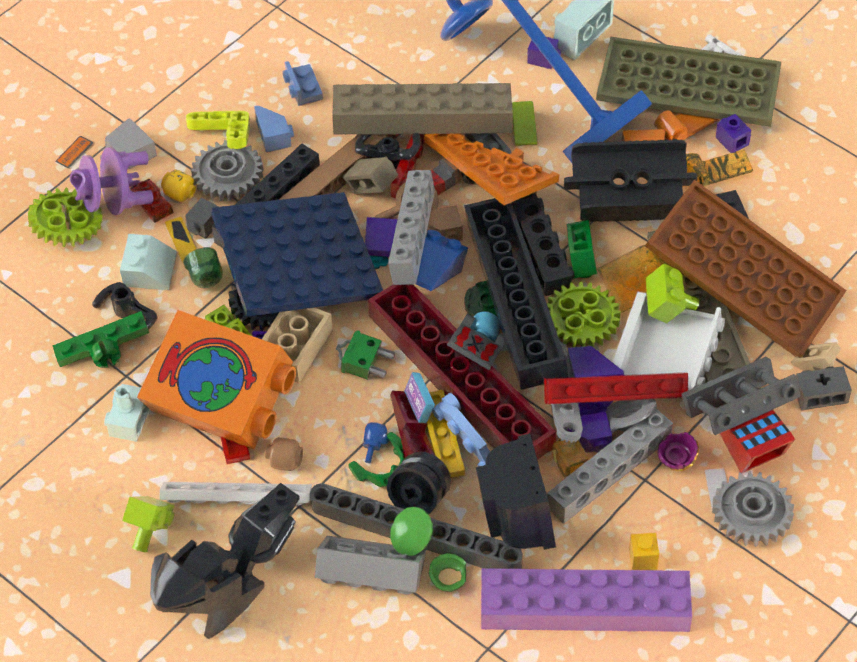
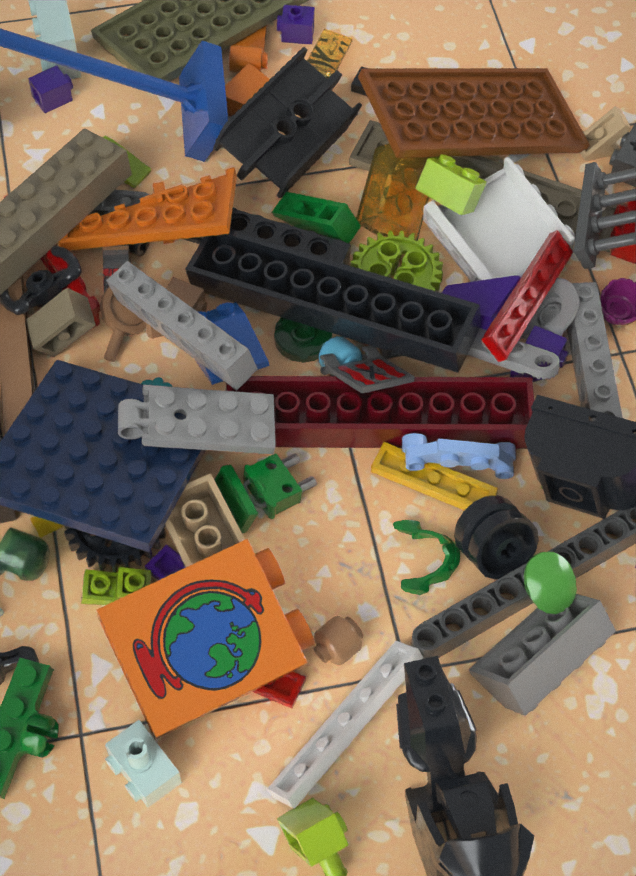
camera: 55 degrees left, 5 degrees up
(333, 341) = (236, 497): none -> green tile
(360, 288) = (212, 421): none -> light grey hinge
(374, 437) = (386, 543): blue piece -> none
(380, 236) = (146, 360): dark purple tile -> none
(410, 430) = (400, 498): dark red slope -> none
(419, 397) = (382, 466): tile -> none
(444, 562) = (597, 573): bright green piece -> none
(568, 456) = (558, 388): clear yellow brick -> none

